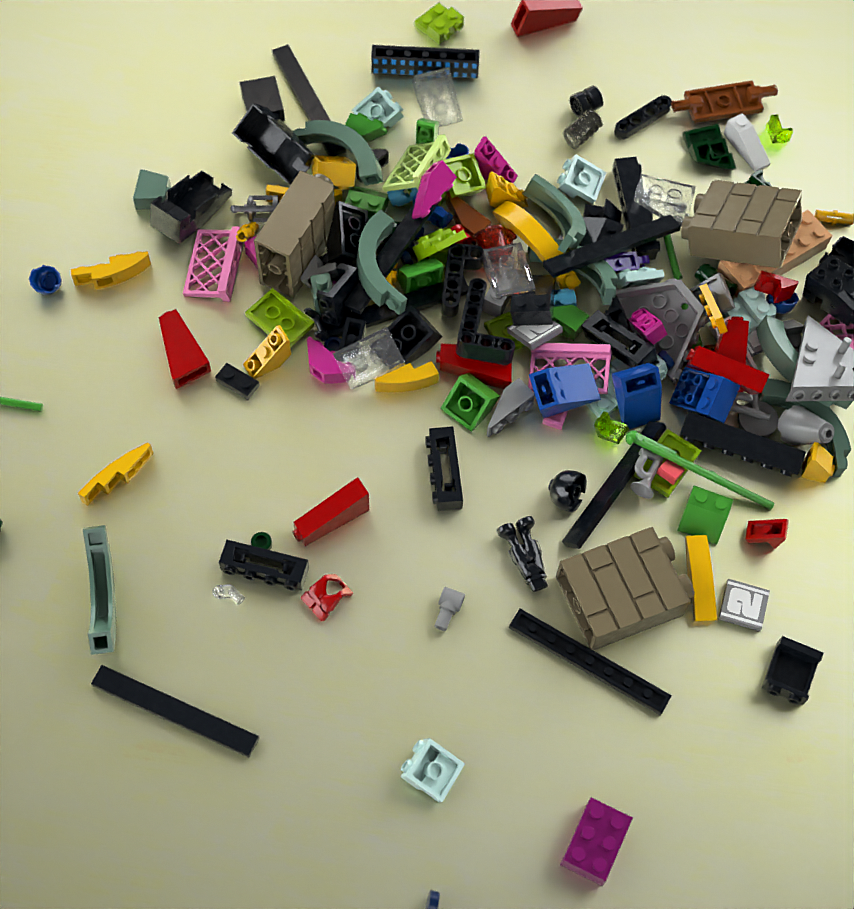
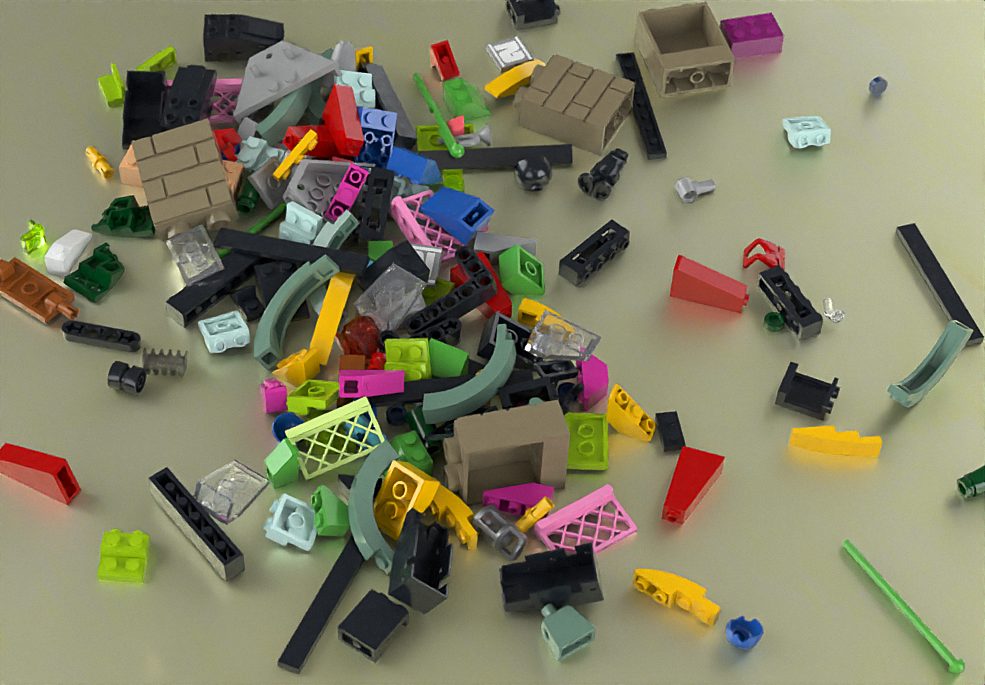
camera: 130 degrees left, 15 degrees down
(175, 499) = (806, 393): none -> black panel
(625, 750) = (684, 49): none -> dark tan brick
(770, 417) = (361, 87): none -> light aqua plate

